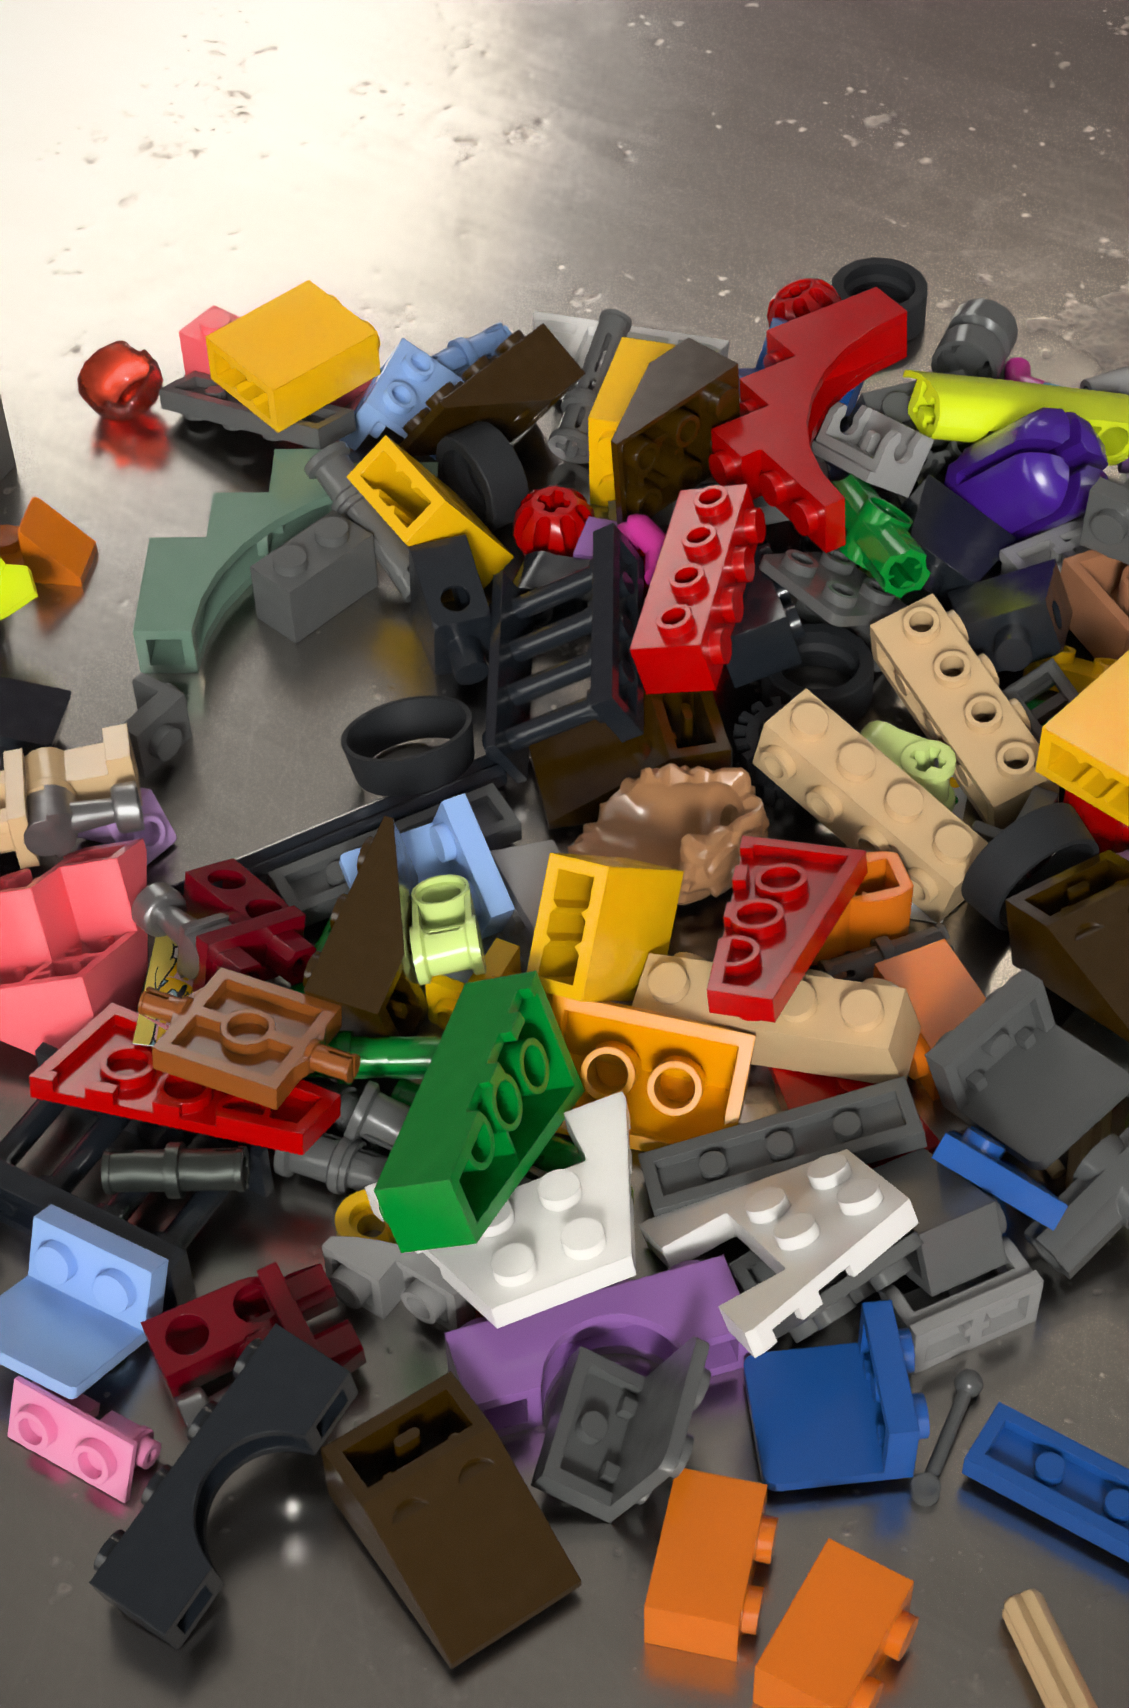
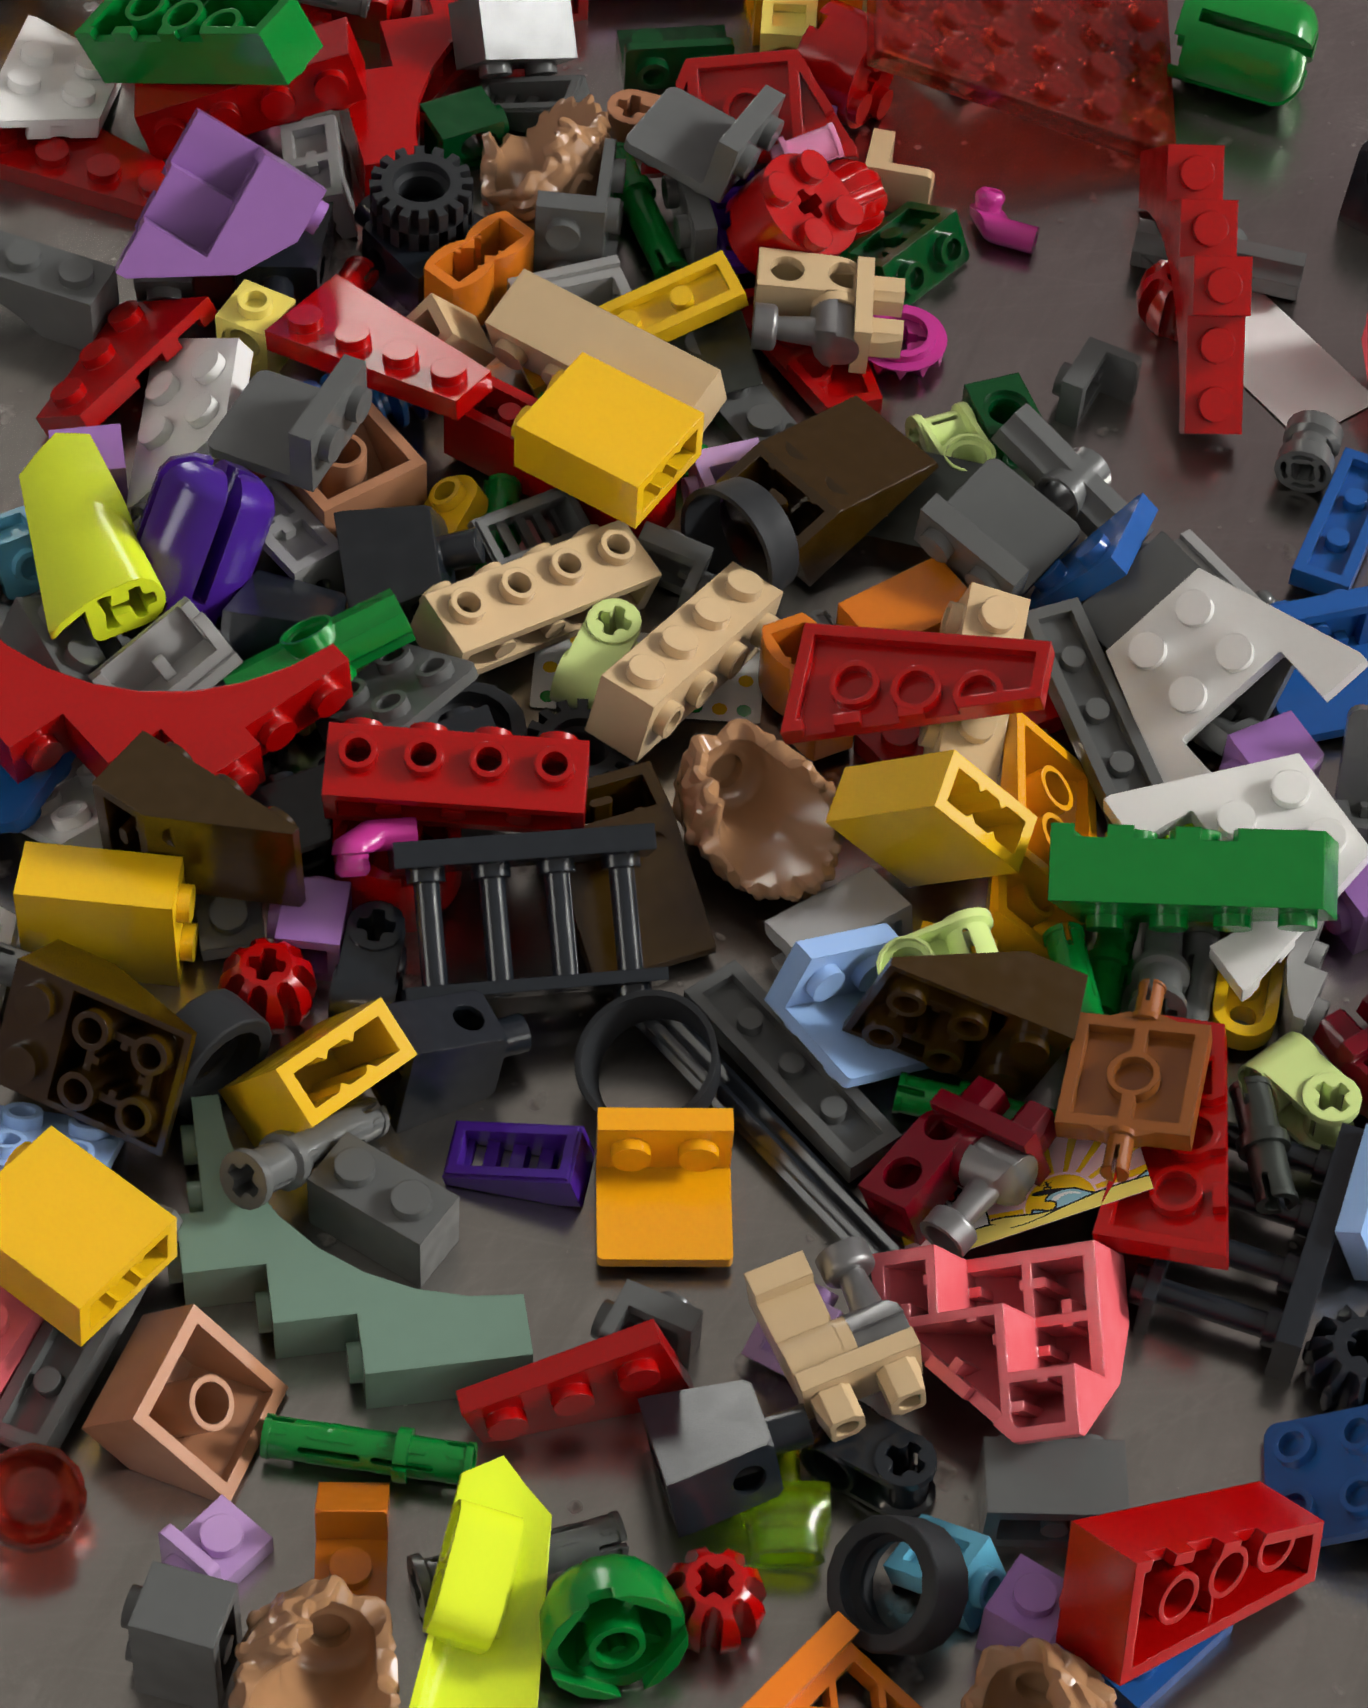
camera: 105 degrees left, 5 degrees up
(52, 475) = (217, 1543): none -> lavender bracket
(95, 576) = (368, 1450): none -> green pin
(100, 662) = (575, 1385): none -> red wing
(173, 464) = (185, 1403): none -> nougat slope
(248, 1241) = (1305, 1090): none -> yellowish green piece
(283, 754) = (664, 1187): none -> light orange bracket
(348, 684) = (541, 1184): none -> dark purple slope

